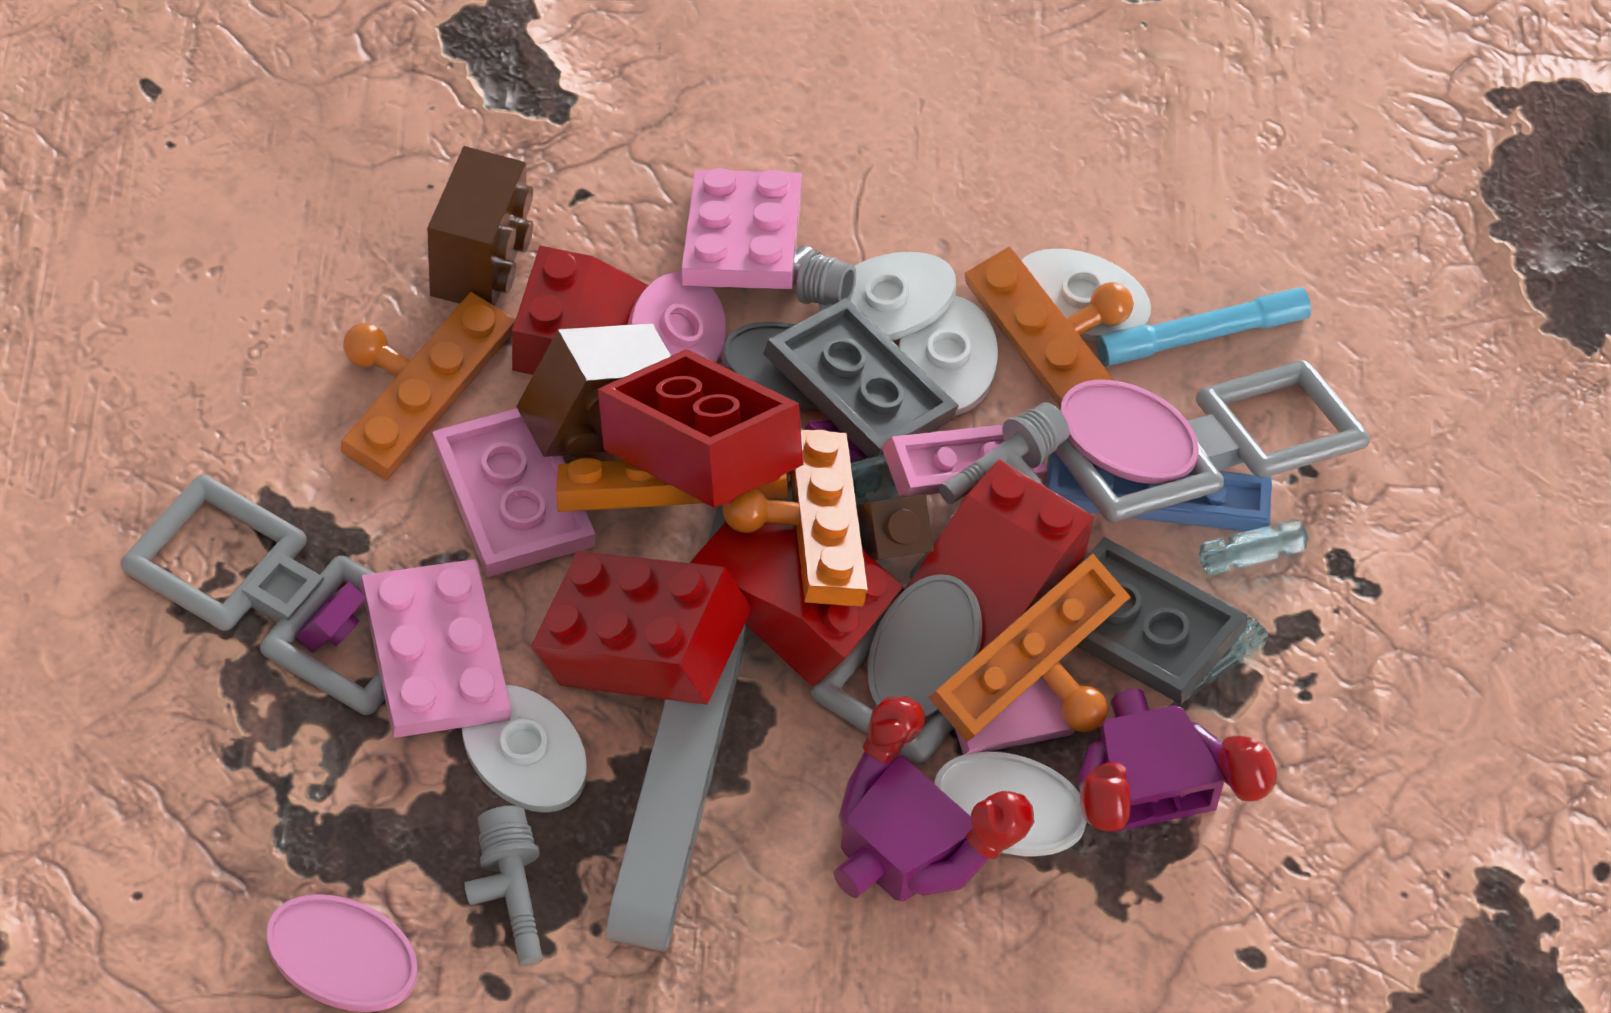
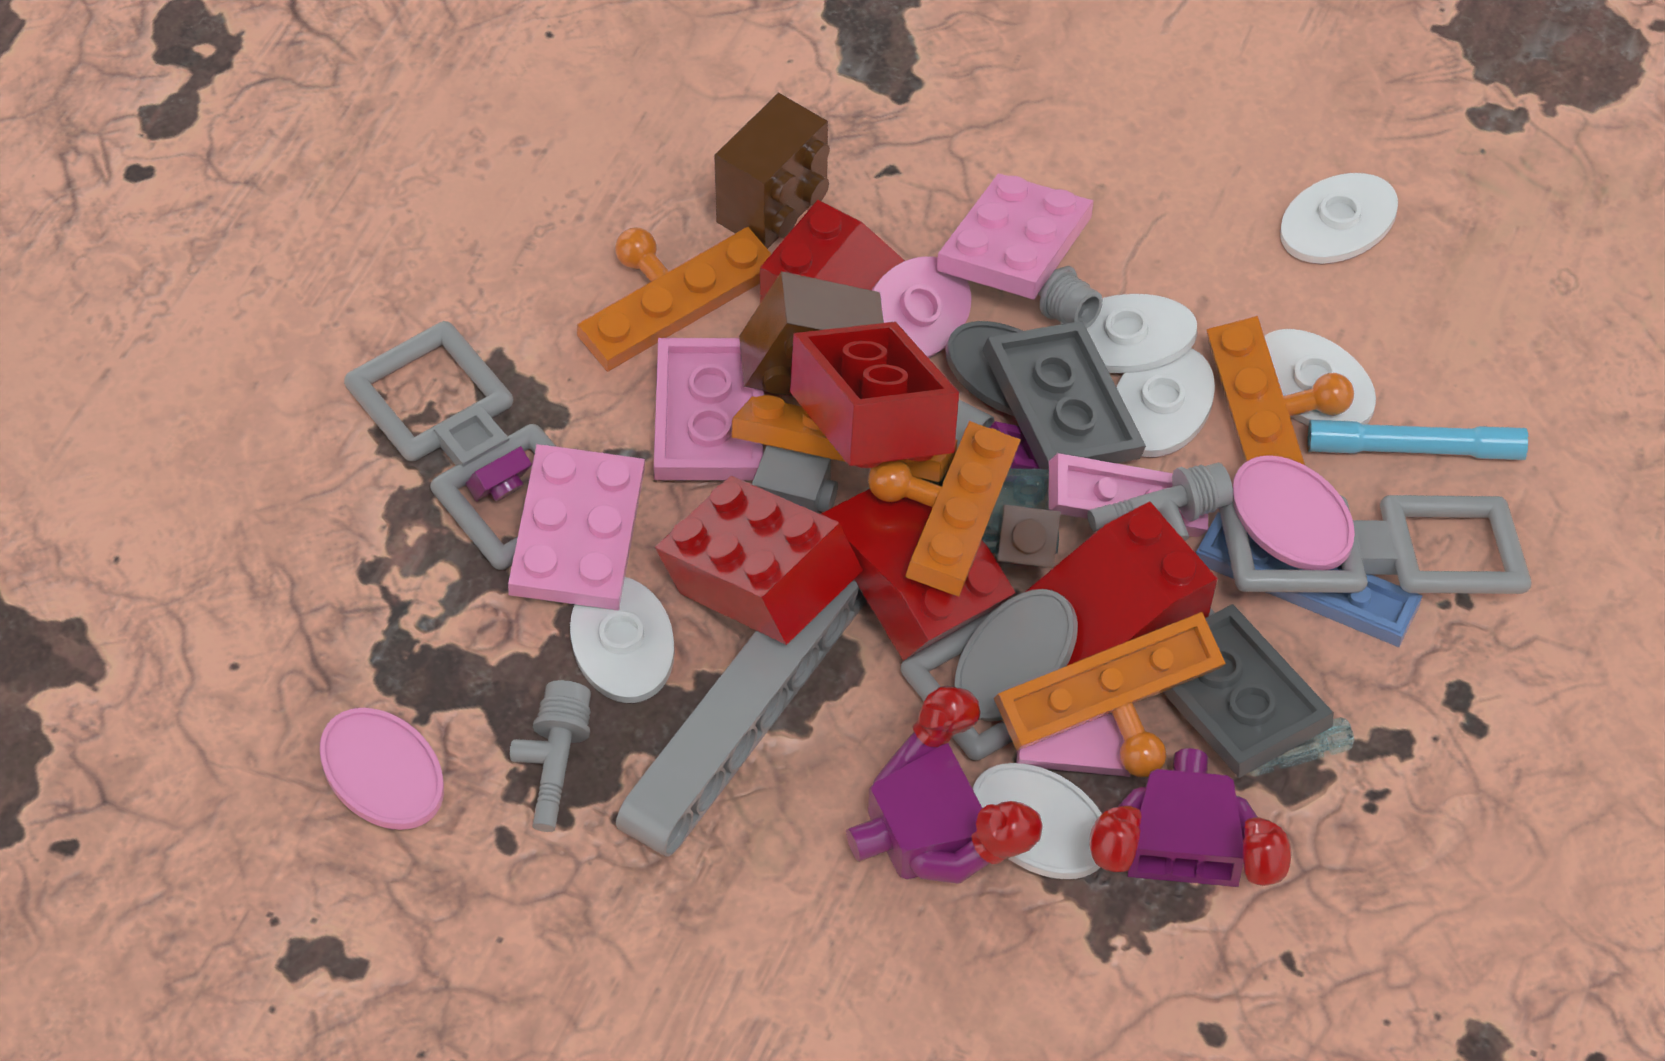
camera: 25 degrees right, 0 degrees up
(635, 533) = (797, 478): none -> light grey brick
(1038, 127) = (1339, 218): none -> white piece
(1253, 547) = (1377, 655): clear light blue axle -> none

